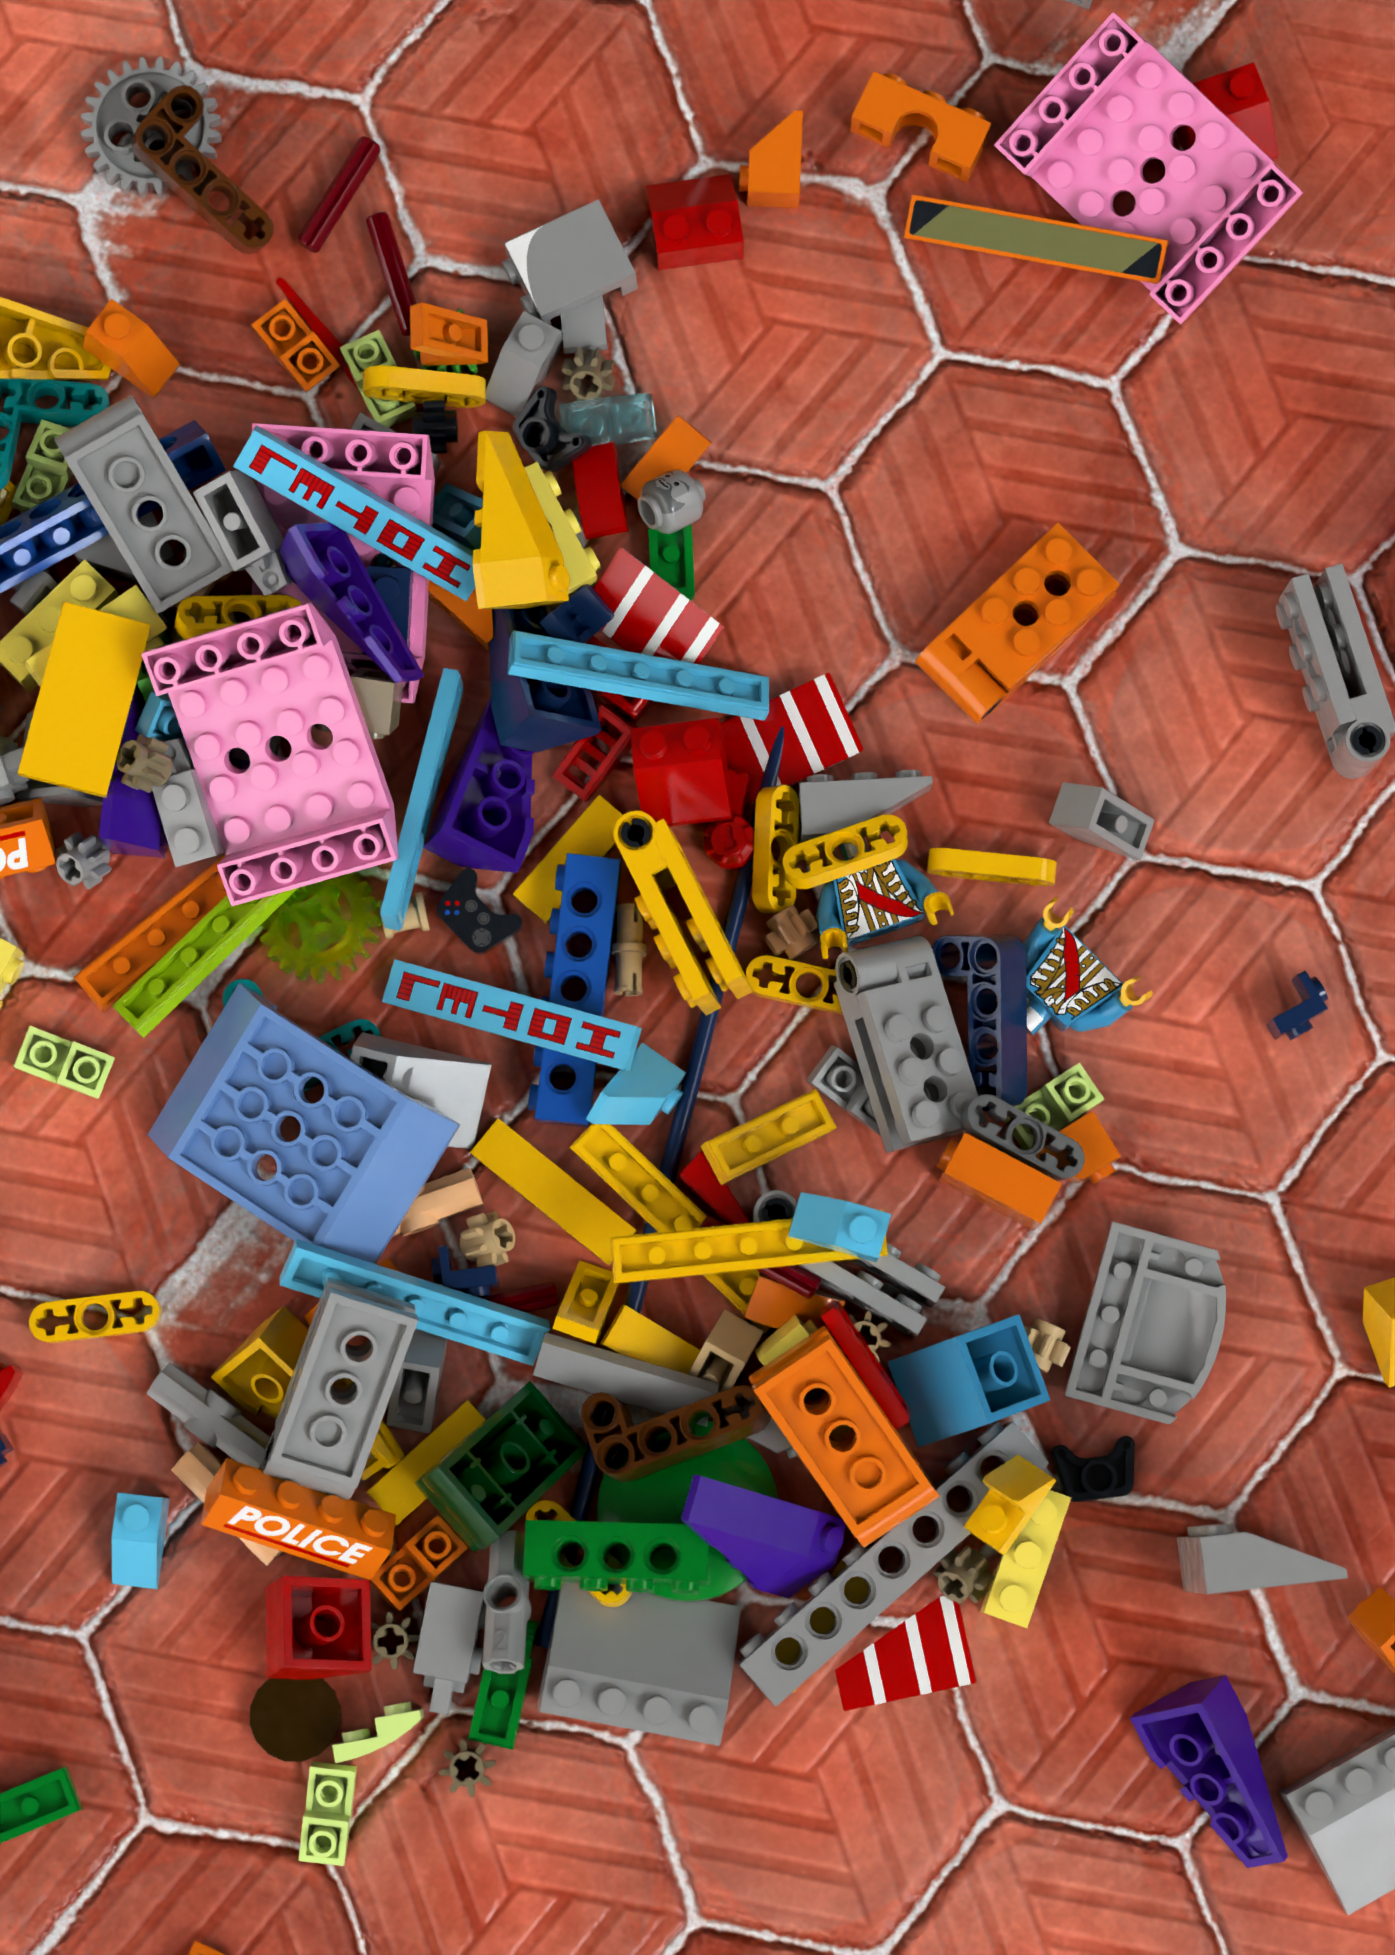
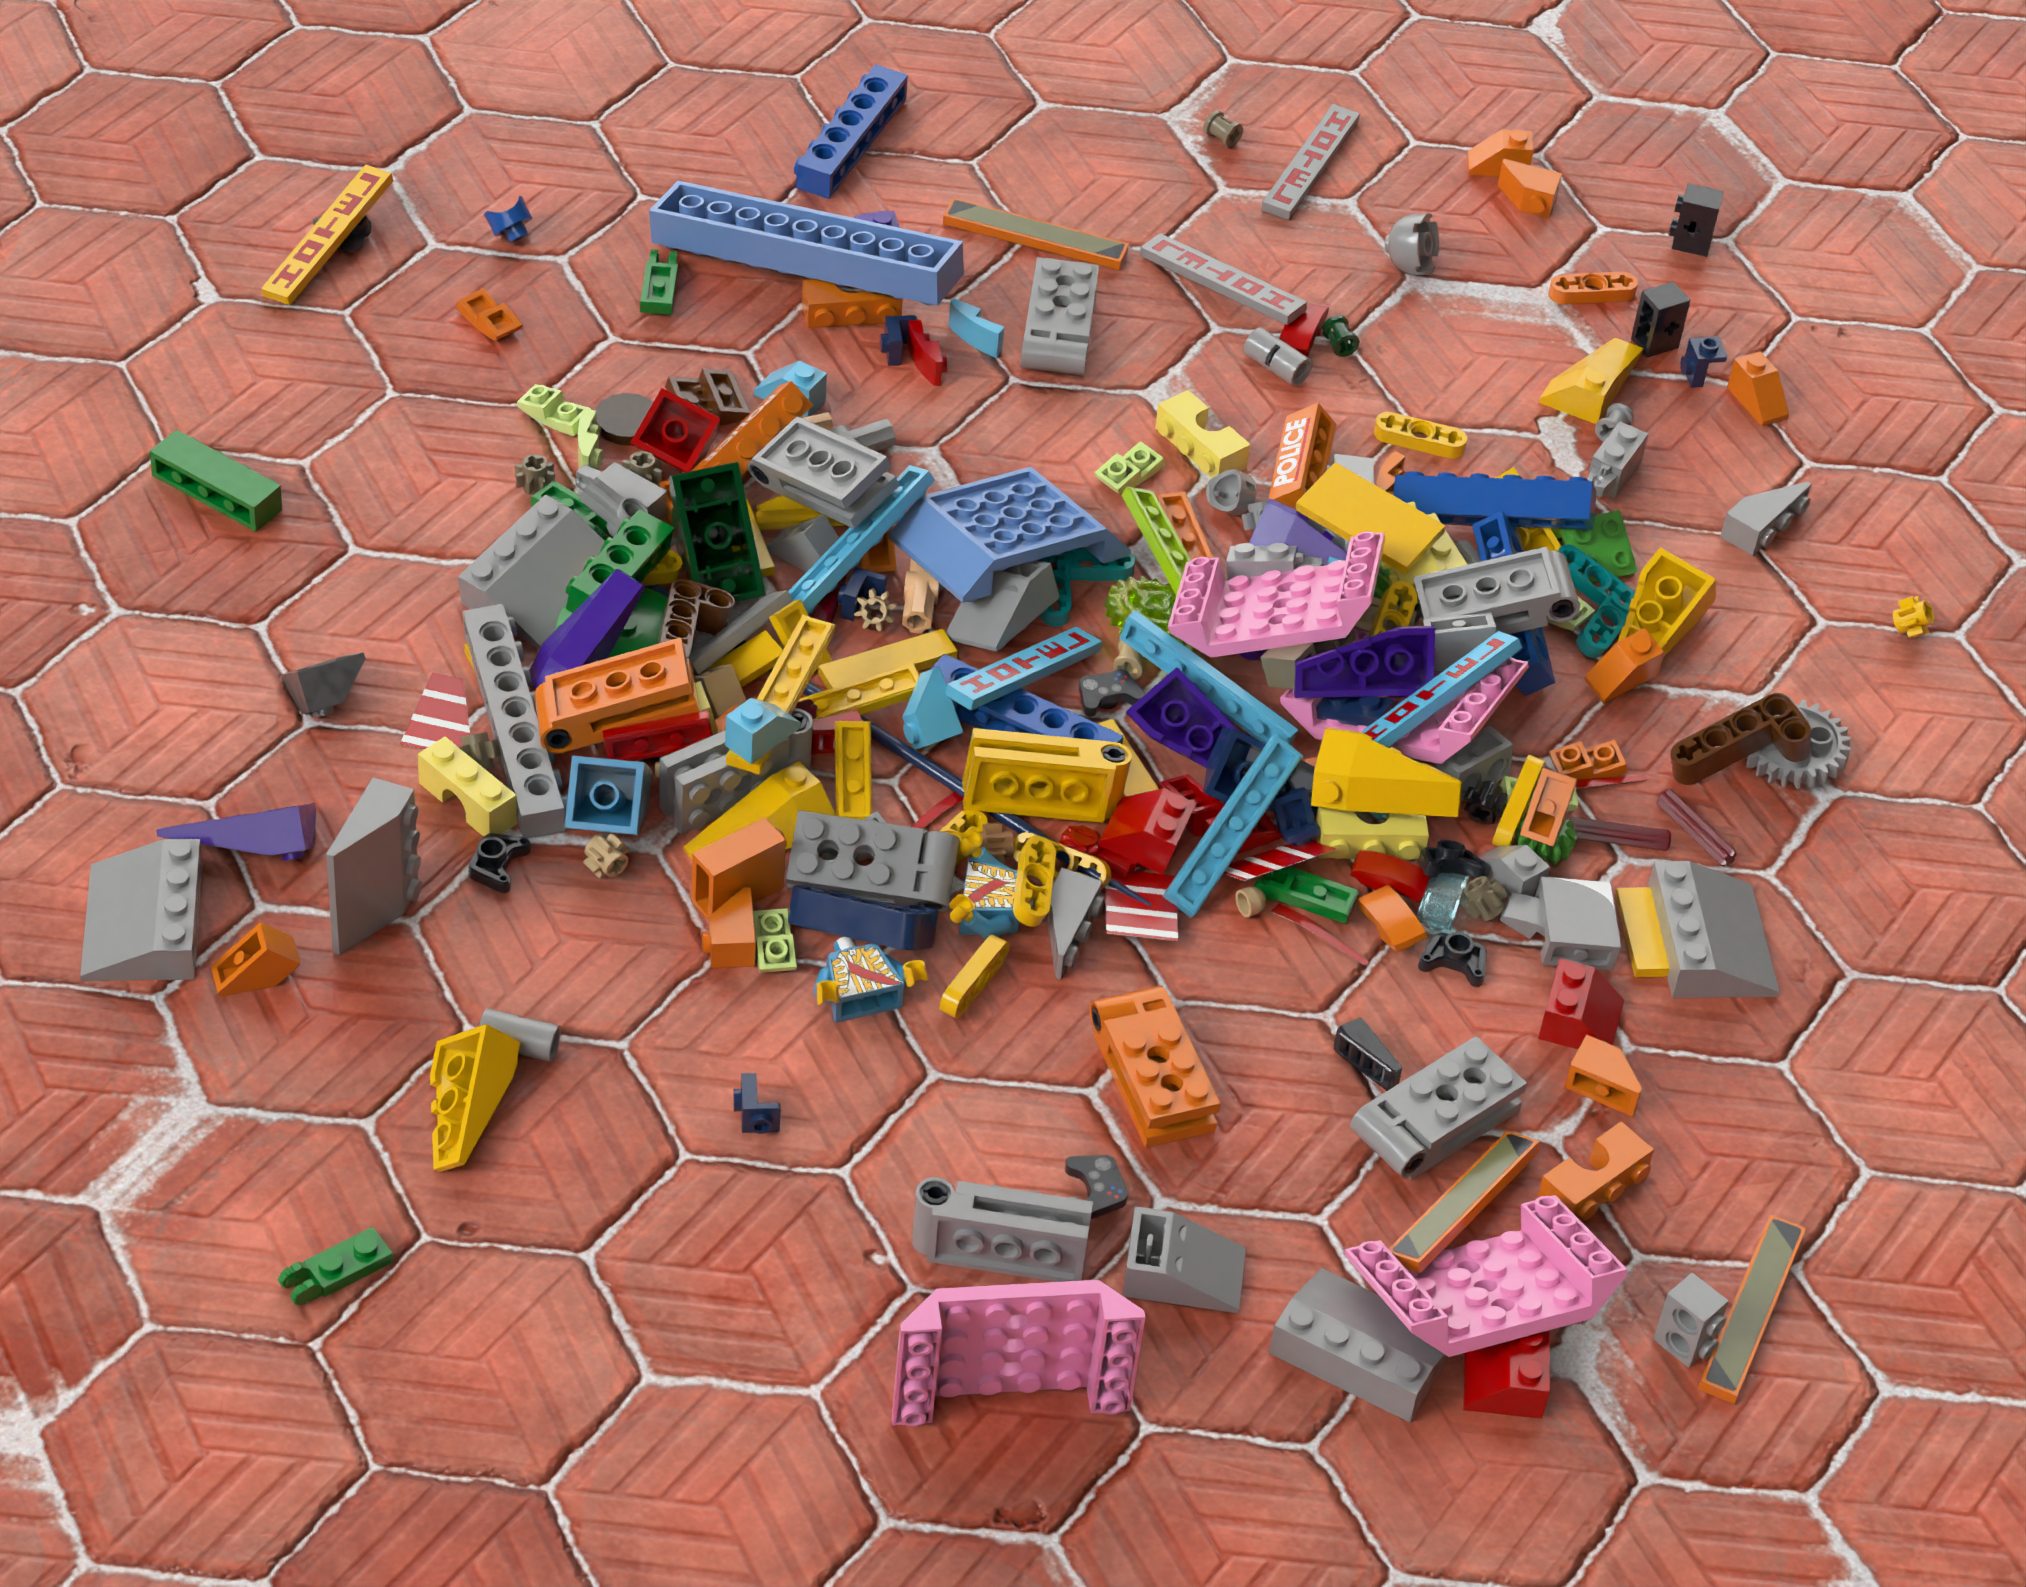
camera: 110 degrees right, 35 degrees down
(57, 910) = (1234, 491): none -> light grey piece
(61, 1310) = (950, 434): yellow beam -> none
(144, 763) = (1309, 534): dark tan gear -> none
(206, 1636) = (714, 392): none -> reddish brown slope
(503, 125) = (1711, 933): none -> light grey slope
(532, 199) = (1642, 932): none -> yellow tile
(671, 501) = (1357, 893): light grey head -> none
(672, 383) = (1457, 953): none -> black piece
(709, 561) = (1314, 928): none -> sticker
(725, 618) = (1250, 901): none -> tan hinge
(755, 1026) = (948, 802): none -> red sticker
(873, 423) = (1367, 1053): none -> black slope
(920, 1220) = (776, 800): none -> yellow wedge
(944, 1817) = (323, 684): none -> flat silver slope
(958, 335) = (1440, 1109): none -> light grey hinge
(999, 1111) = (776, 859): dark grey beam -> none
(1009, 1504) = (512, 770): yellow slope -> none
(1101, 820) = (970, 1051): light grey slope -> none
(1149, 1325) = (579, 917): light grey slope -> none
(1203, 609) = (1101, 1180): none -> black piece
(1268, 485) = (1182, 1263): none -> light grey slope
(1272, 298) = (1356, 1344): none -> light grey slope
(1338, 1303) = (536, 1037): none -> light grey pin

